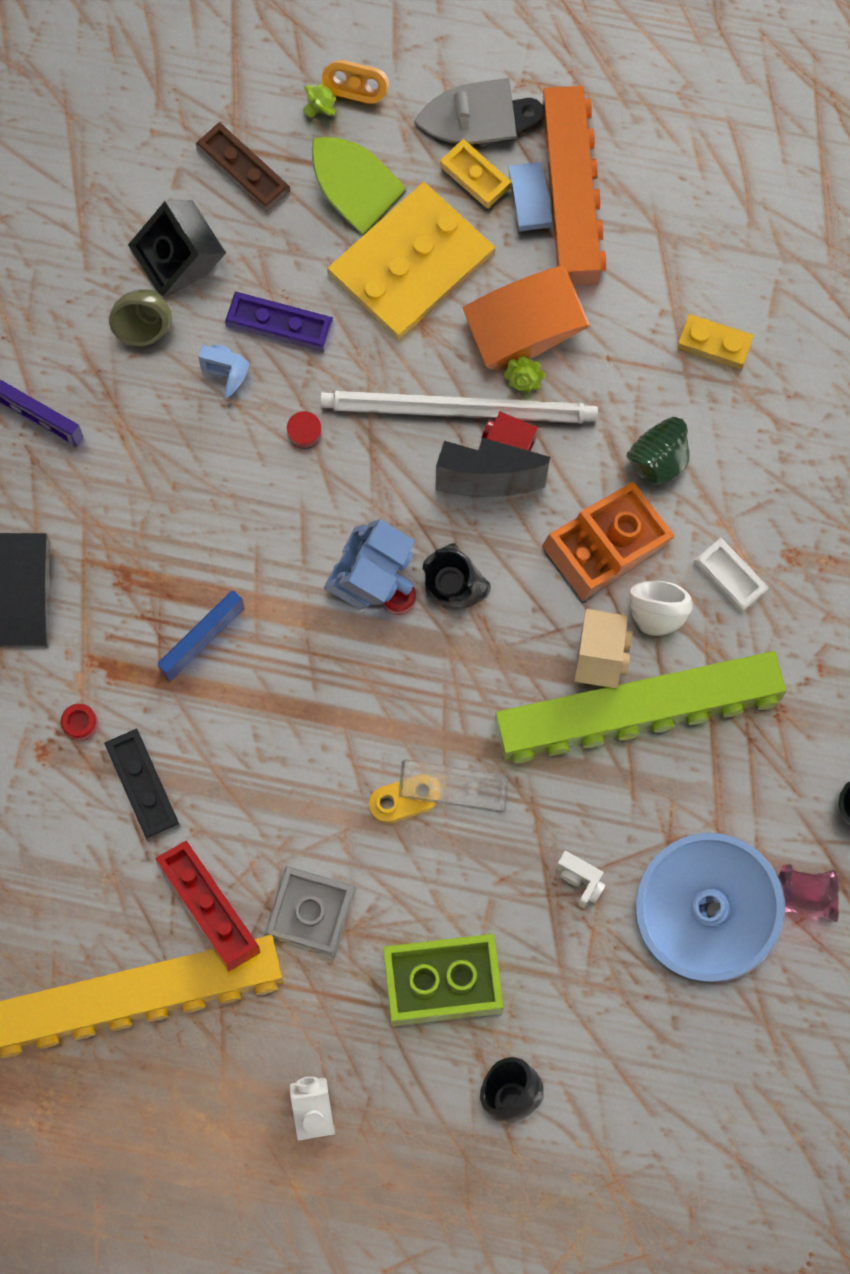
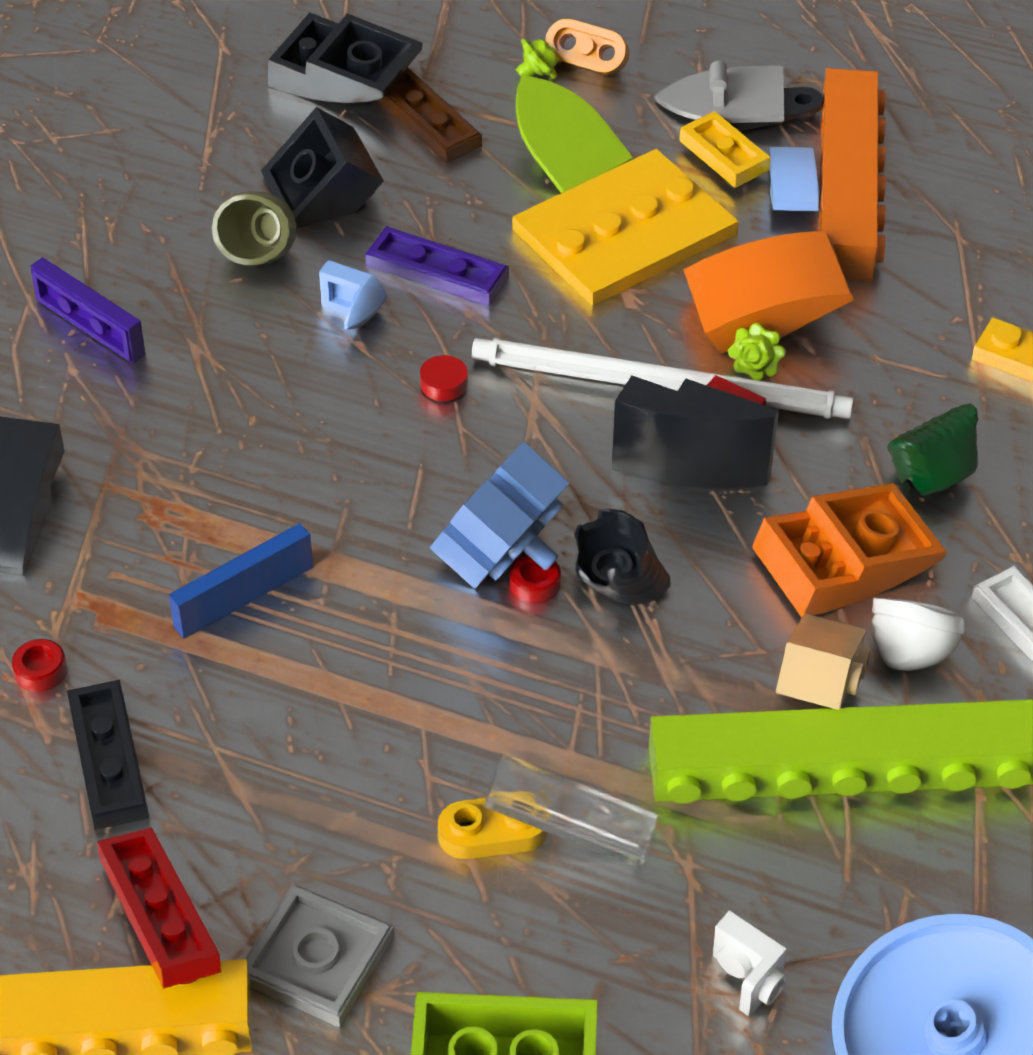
camera: 10 degrees right, 25 degrees down
(169, 127) = (340, 60): none -> black slope

